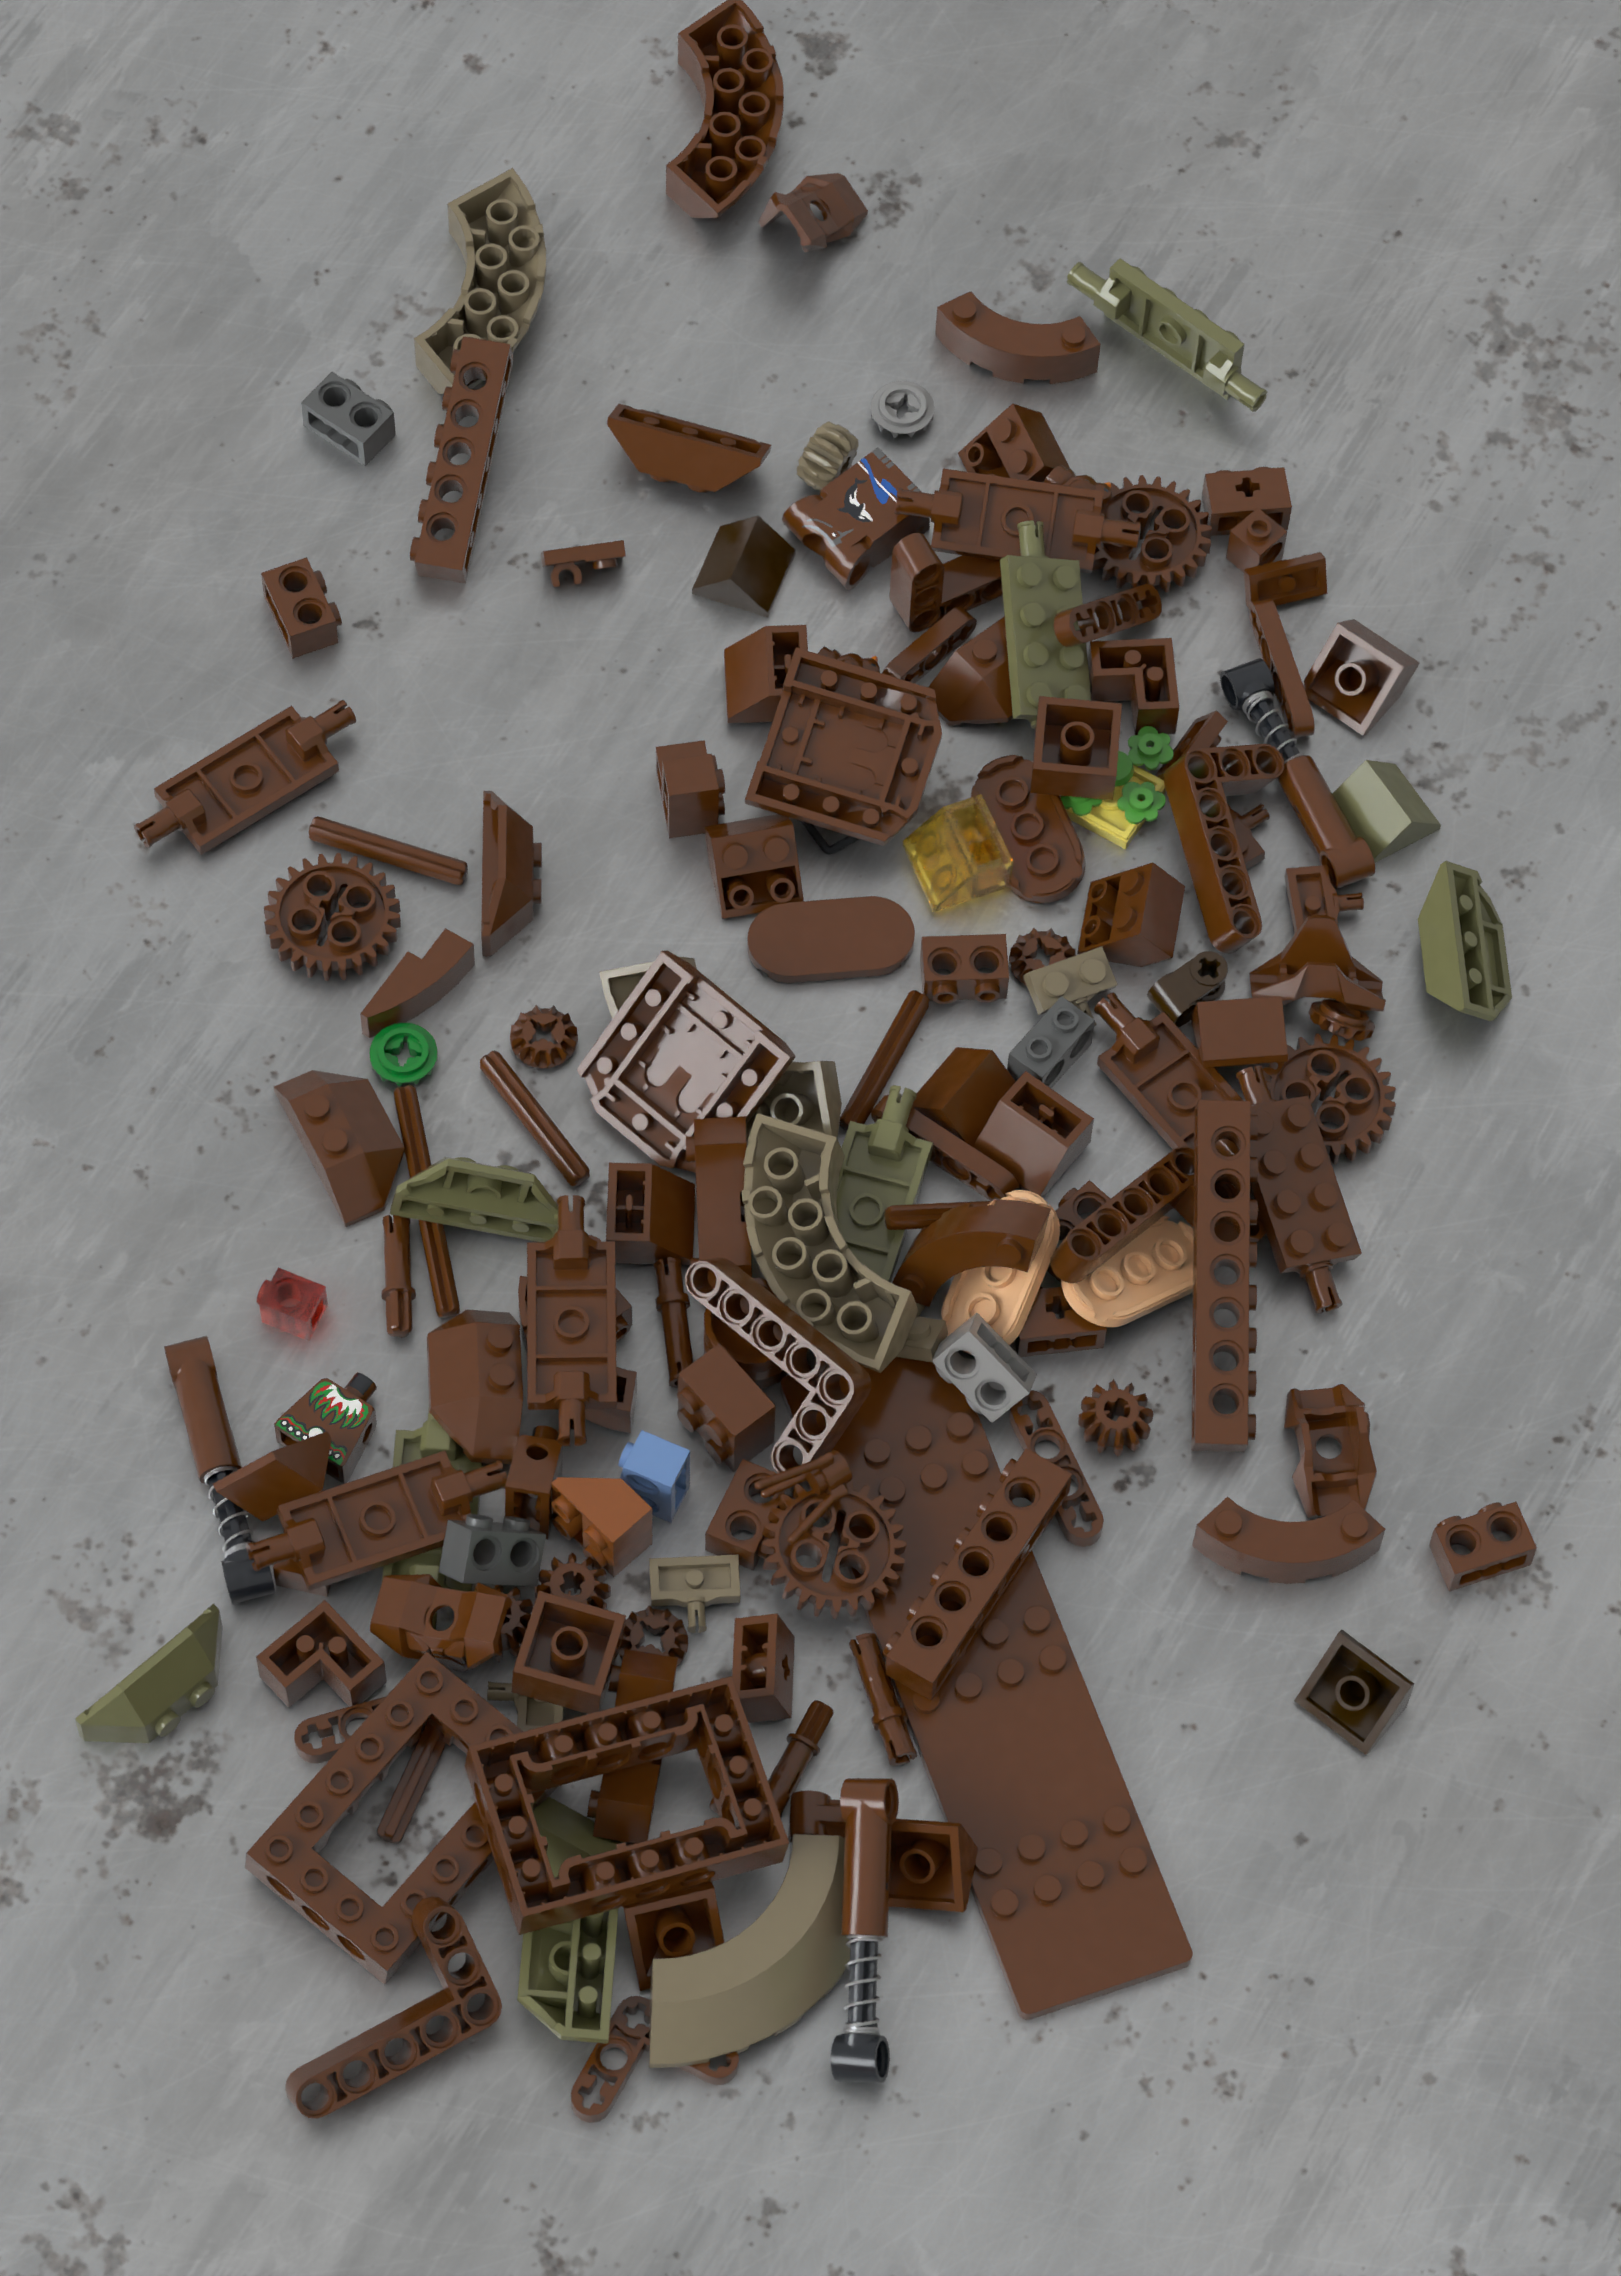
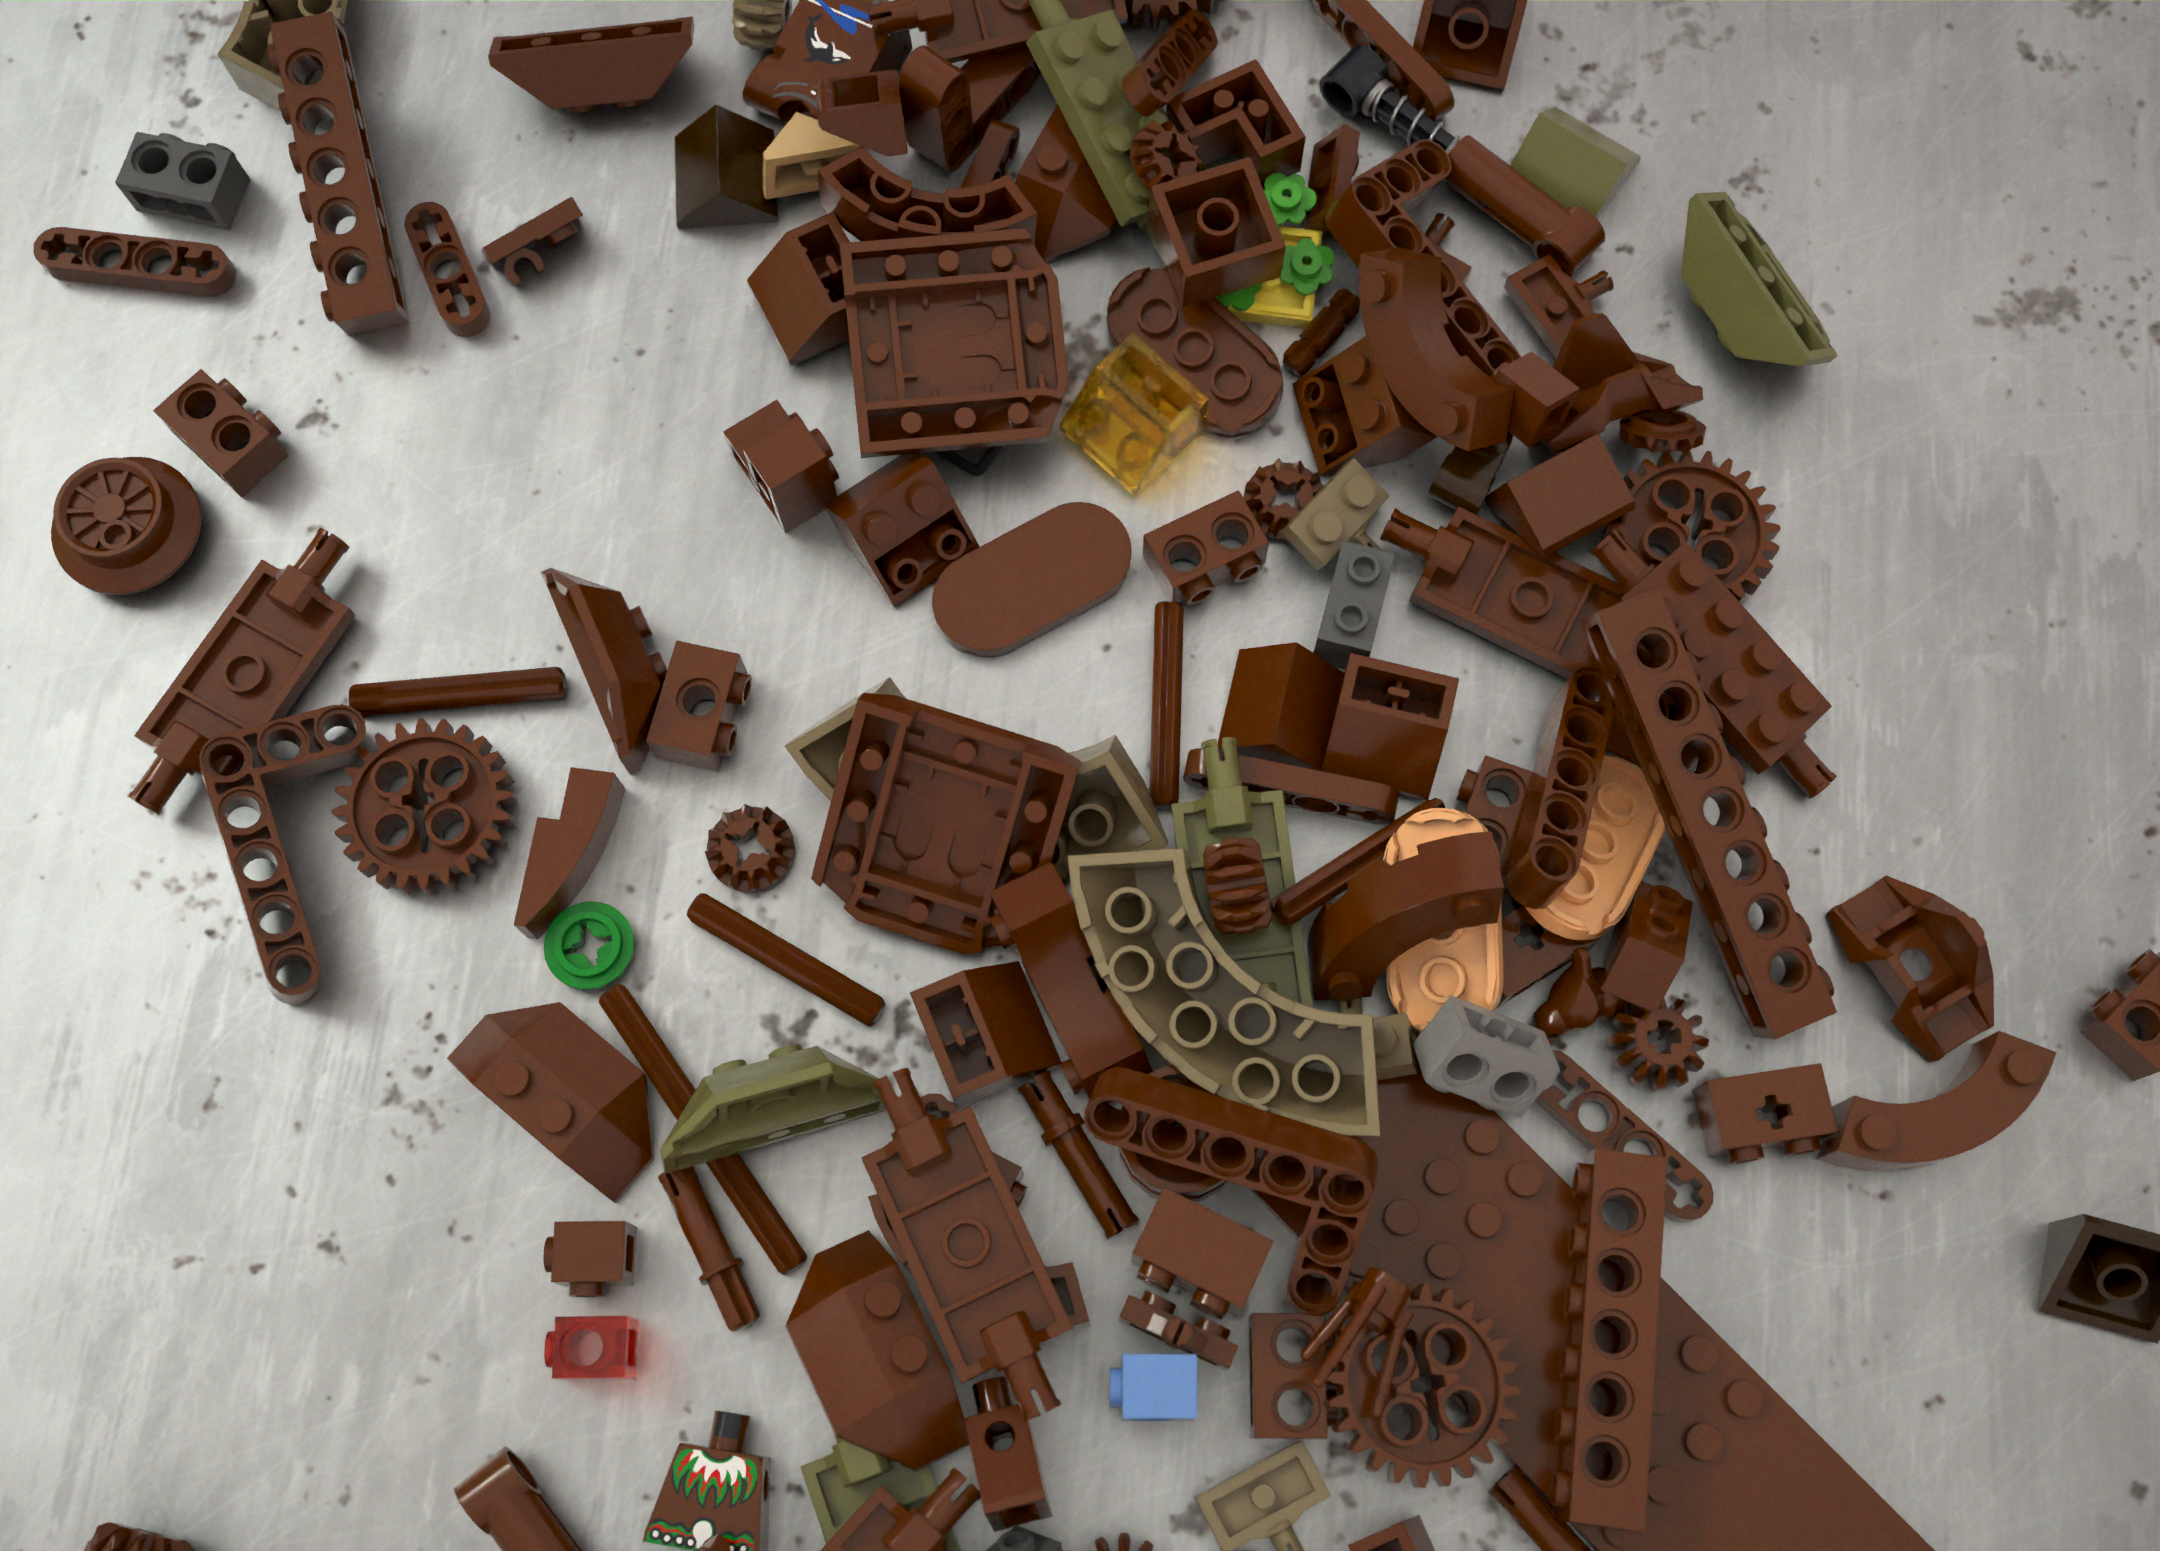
camera: 20 degrees left, 10 degrees up
(206, 644) = (125, 524): none -> reddish brown wheel
(214, 889) = (262, 838): none -> reddish brown beam
(285, 466) = (136, 257): none -> reddish brown beam
(317, 1246) = (591, 1256): none -> reddish brown brick
(501, 569) = (432, 255): none -> reddish brown beam
(556, 906) = (693, 676): none -> reddish brown brick
(603, 1518) = (1123, 1479): dark orange slope -> none
(705, 1469) = (1156, 1318): none -> reddish brown plate
(811, 580) = (797, 155): none -> tan slope
(843, 635) = (884, 206): none -> reddish brown brick
(865, 1183) = (1237, 886): none -> reddish brown gear
(866, 568) = (864, 110): none -> reddish brown tile
(1060, 666) = (1148, 151): none -> reddish brown gear
(1075, 1368) = (1576, 999): none -> reddish brown animal
(1130, 853) = (1321, 332): none -> reddish brown axle
(1136, 1345) = (1648, 946): none -> reddish brown brick
(1153, 1474) = (1792, 1094): none -> reddish brown brick
(1176, 902) = (1415, 356): none -> reddish brown brick
(1245, 953) = (1539, 398): none -> reddish brown brick

